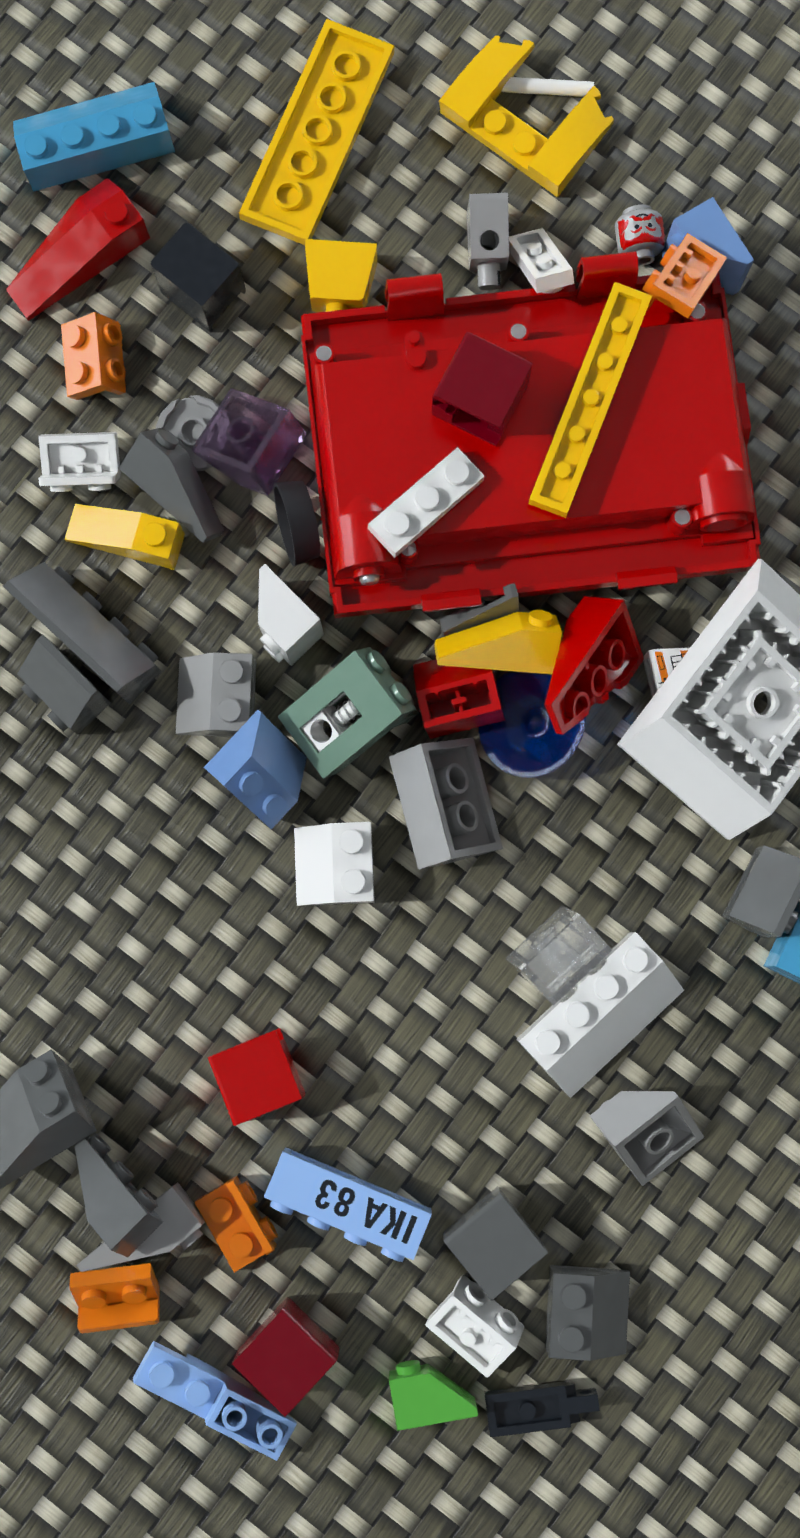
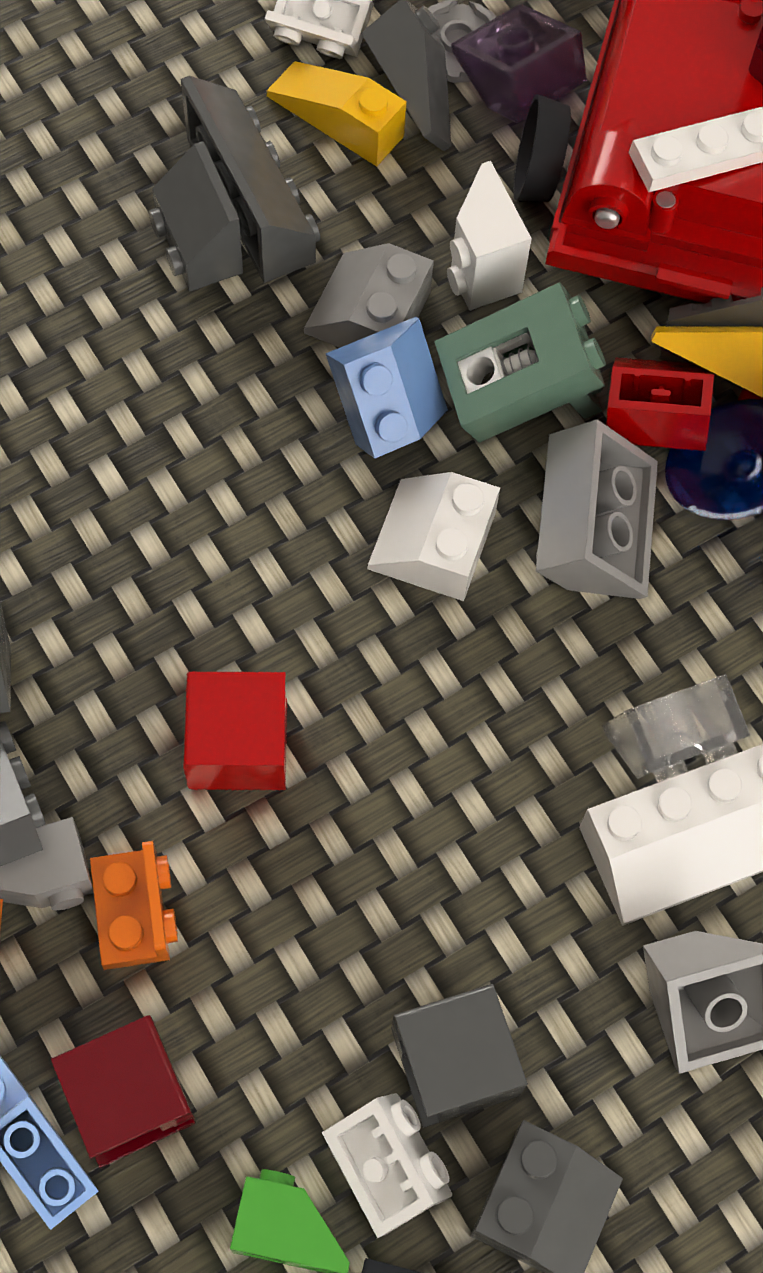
camera: 15 degrees right, 15 degrees down
(348, 1204) = (285, 936): light blue brick -> none

